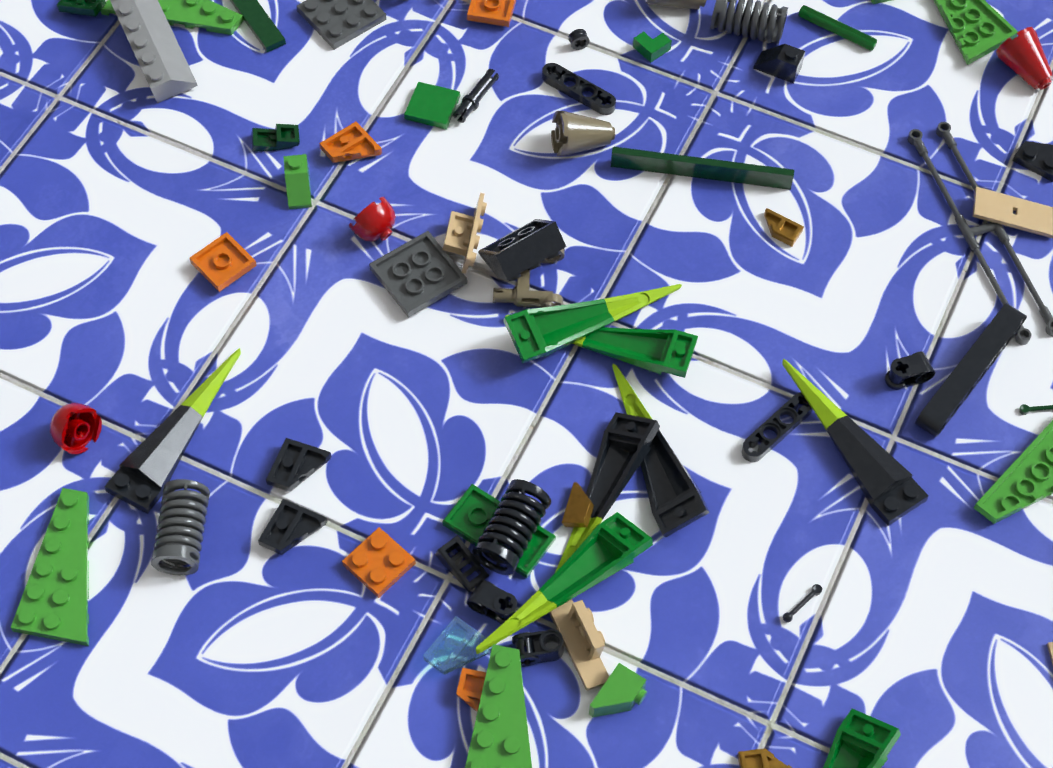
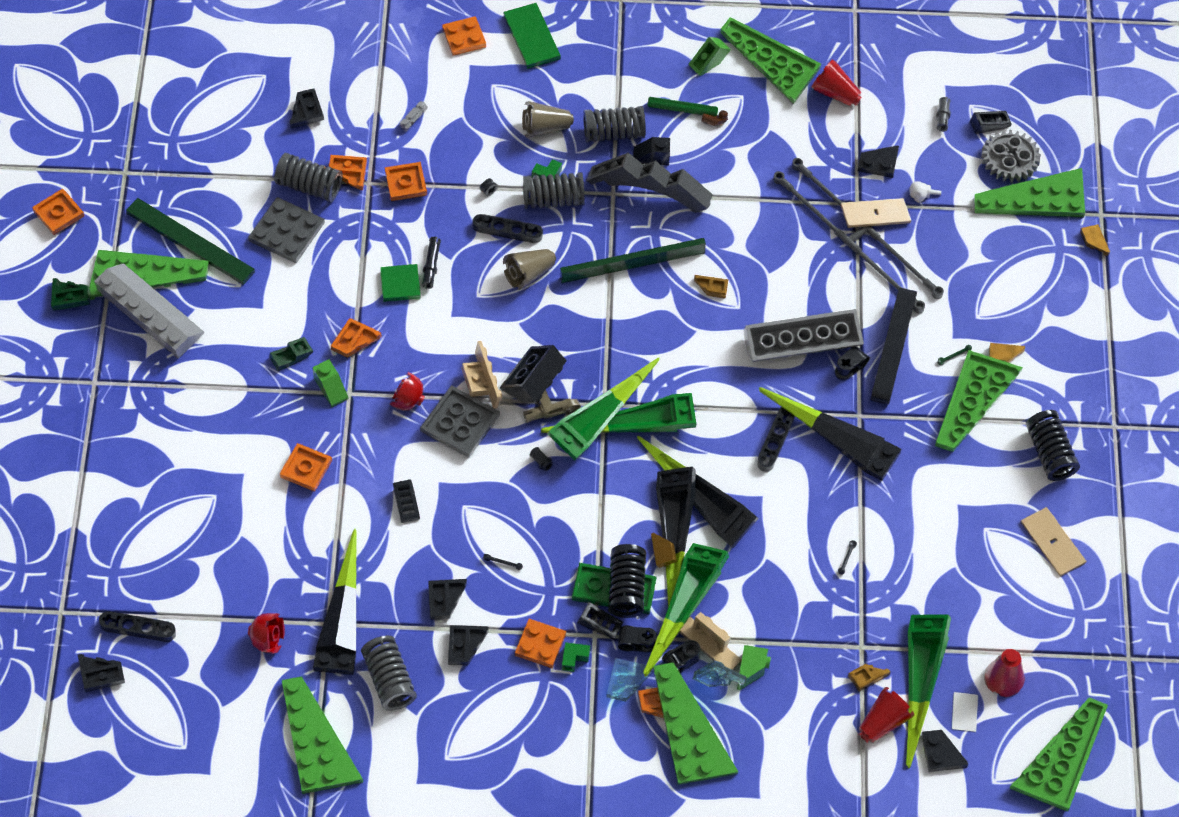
camera: 25 degrees left, 0 degrees up
(315, 324) = (403, 489): none -> black slope
(401, 461) = (487, 557): none -> black hinge
(410, 589) = (574, 653): none -> green piece
(489, 351) = (544, 462): none -> black pin
(564, 686) = (717, 674): none -> clear light blue wing
(665, 81) = (553, 188): none -> dark grey piece
(764, 83) = (628, 171): none -> dark grey arch
(864, 317) = (803, 335): none -> light grey slope
(869, 54) = (715, 120): none -> reddish brown arm

